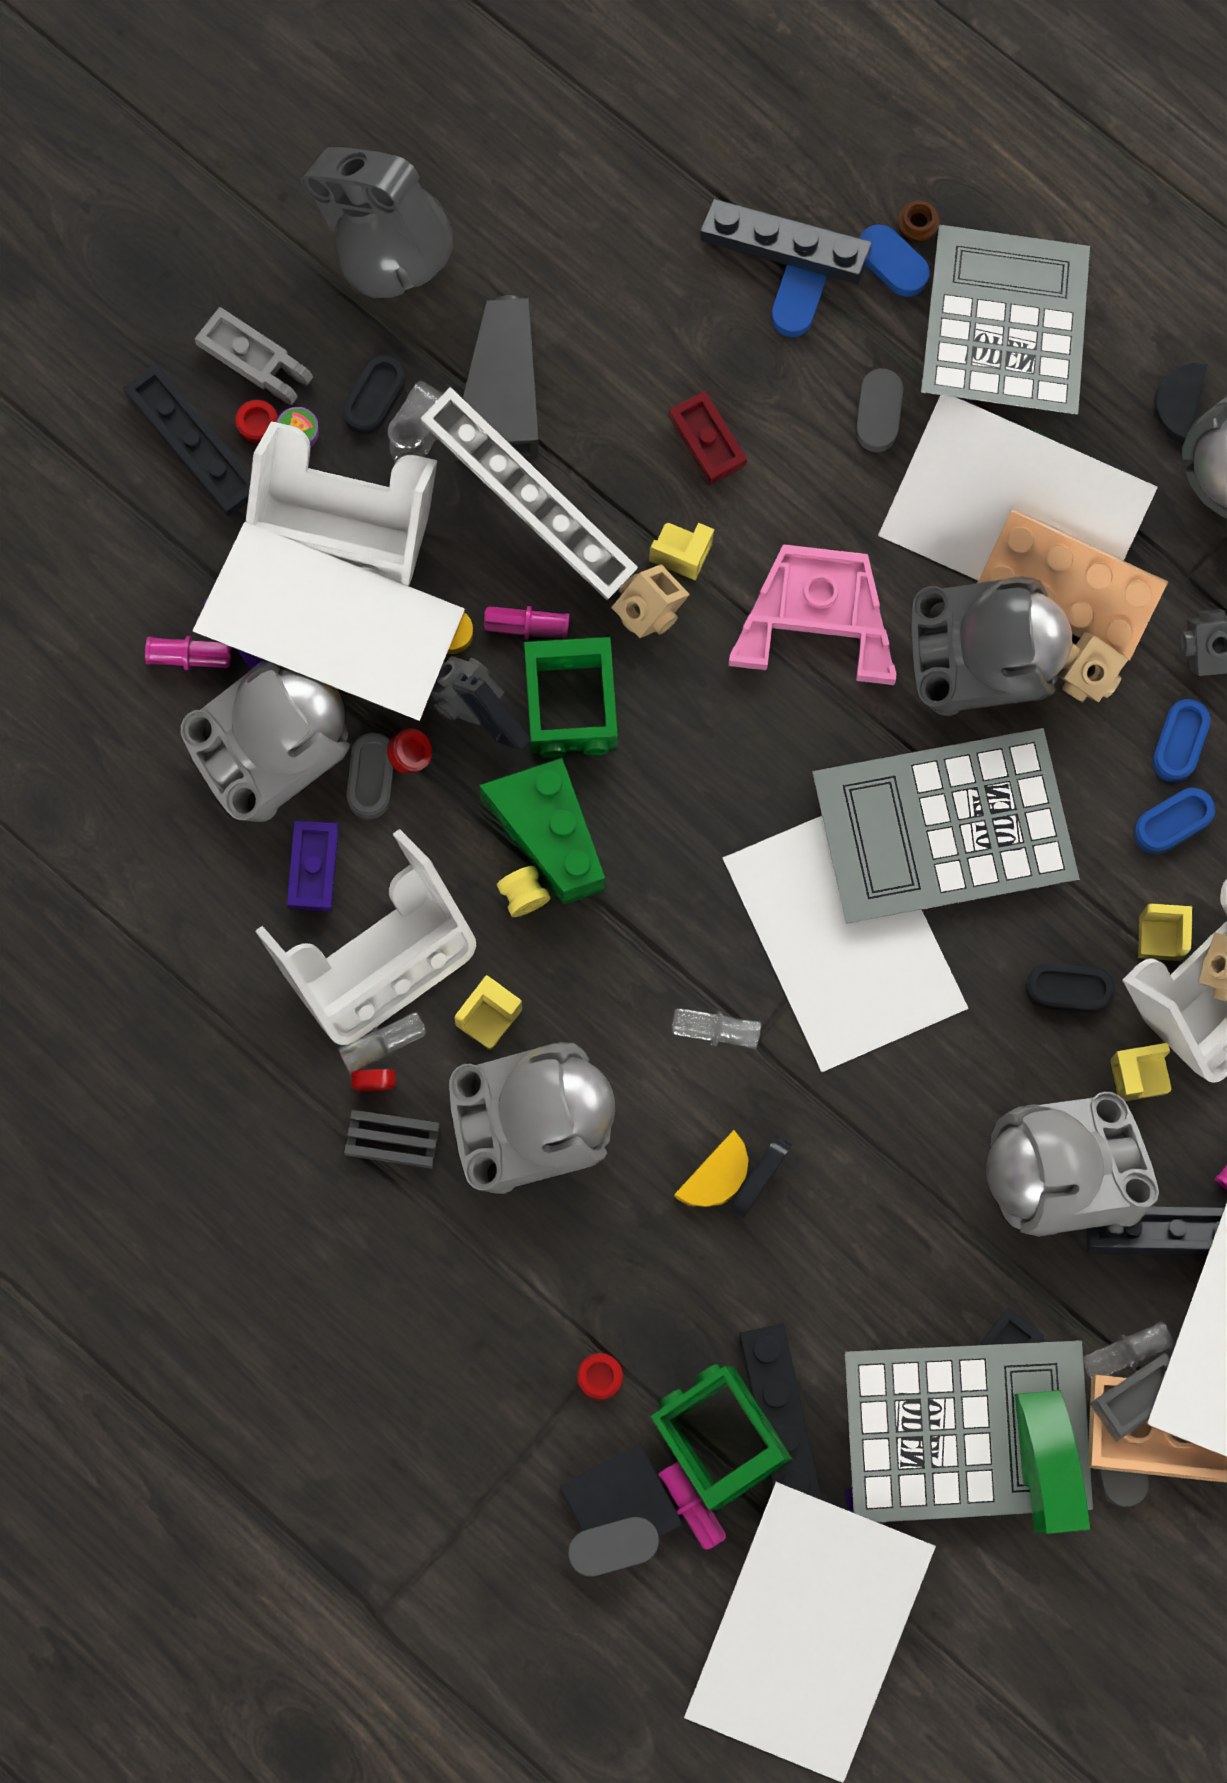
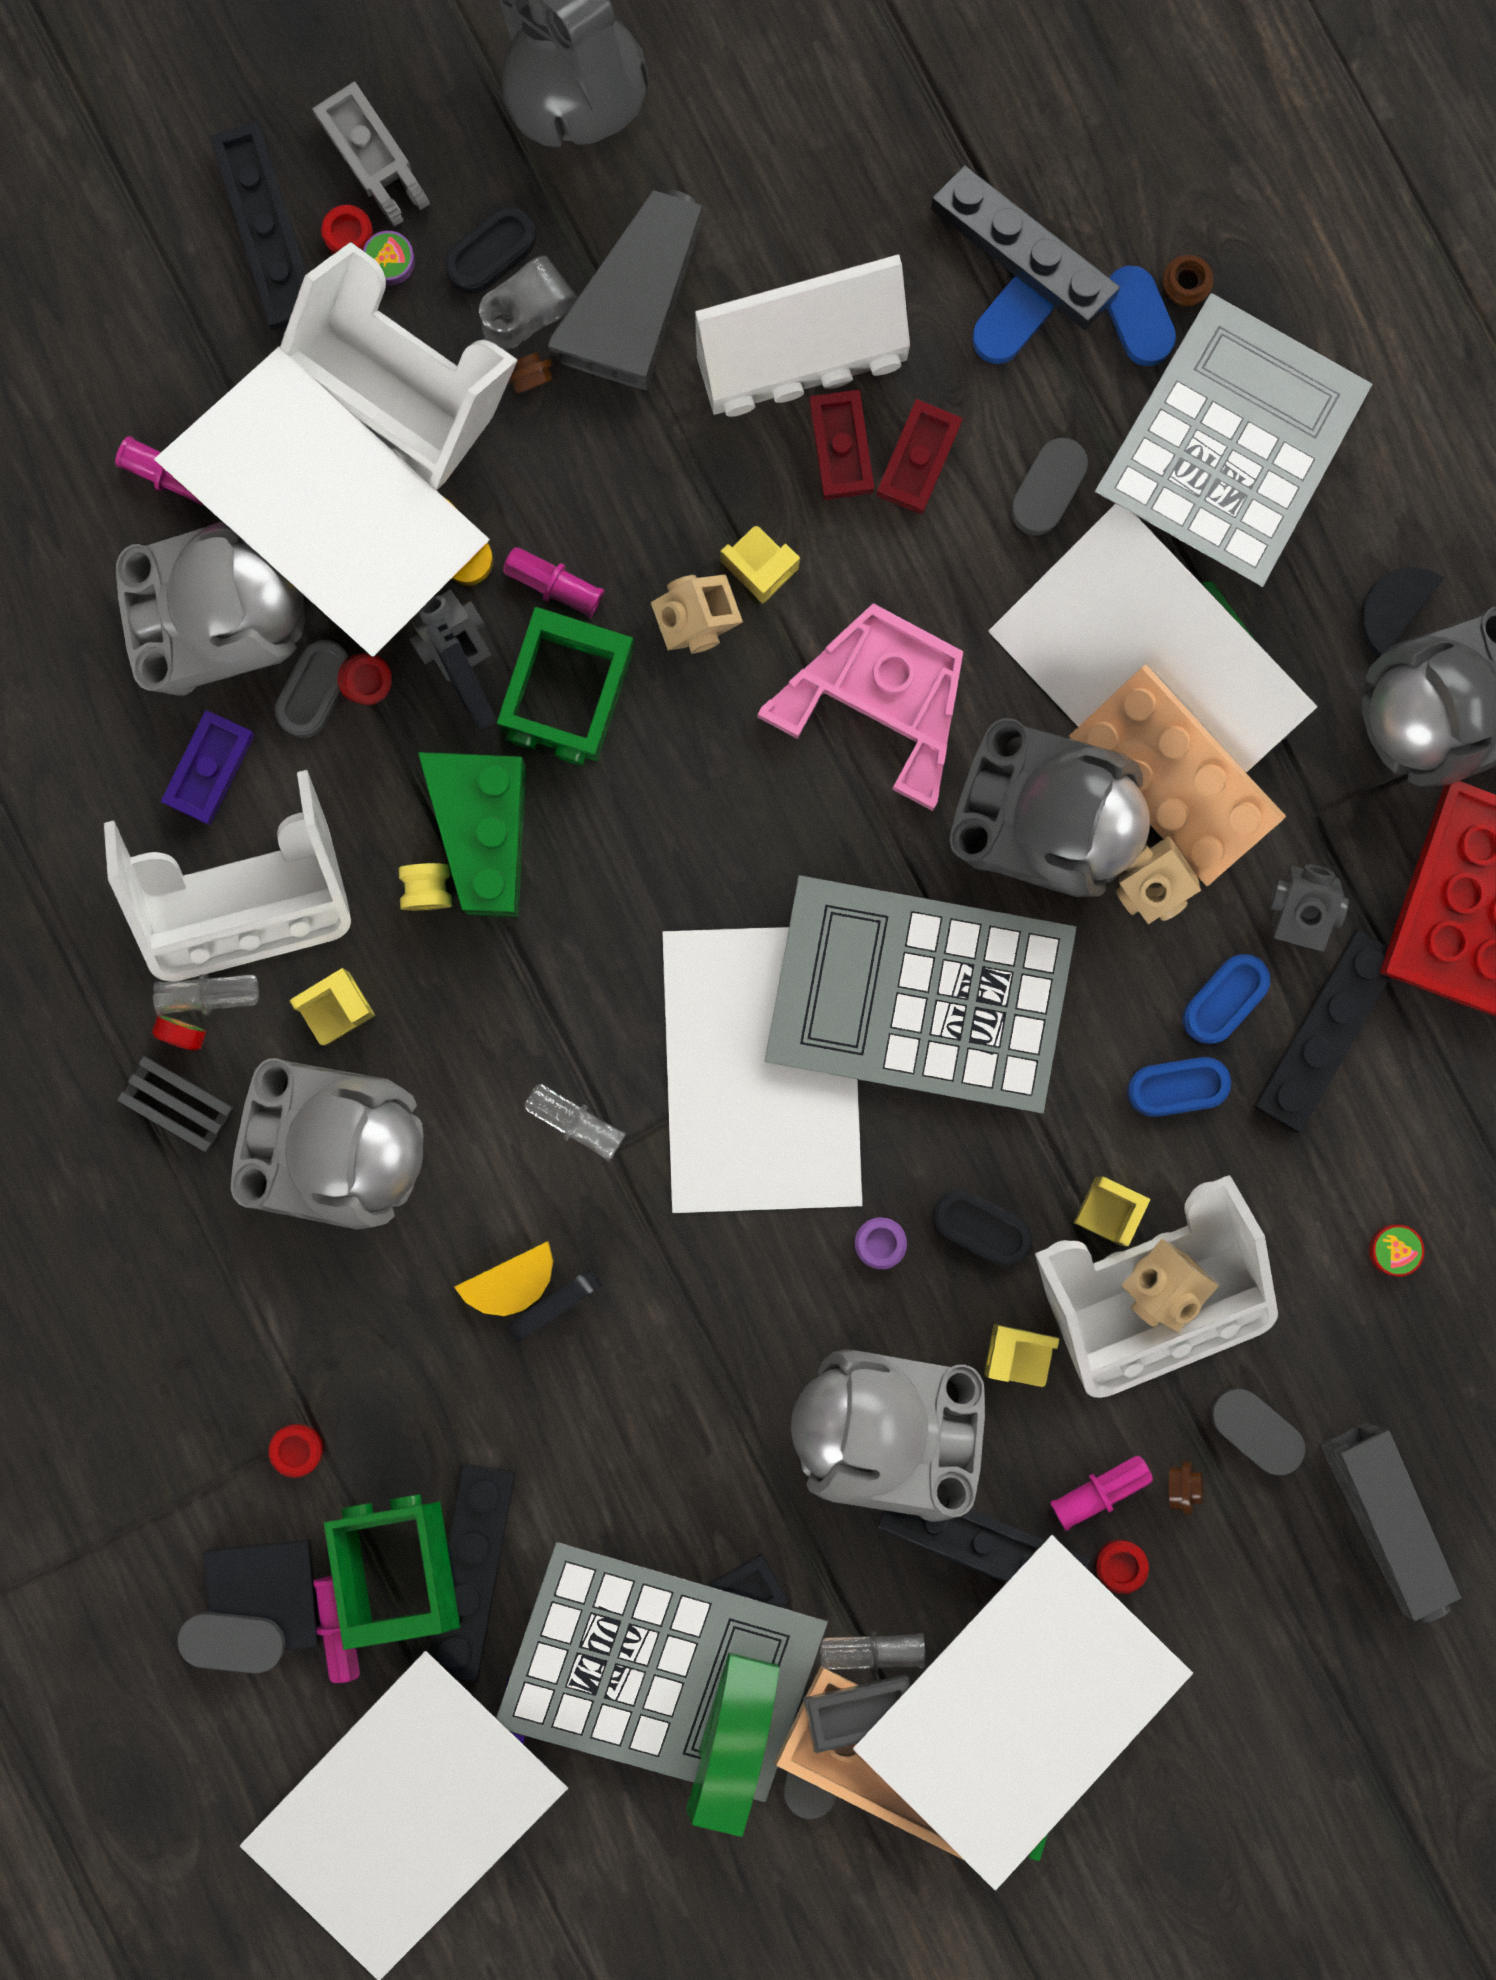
camera: 20 degrees right, 10 degrees up
(447, 472) = (530, 373): none -> reddish brown plate
(528, 493) = (604, 436): white brick -> none
(648, 364) = (803, 336): none -> white slope
(771, 424) = (919, 456): none -> dark red plate
(995, 1030) = (880, 1243): none -> medium lavender tile

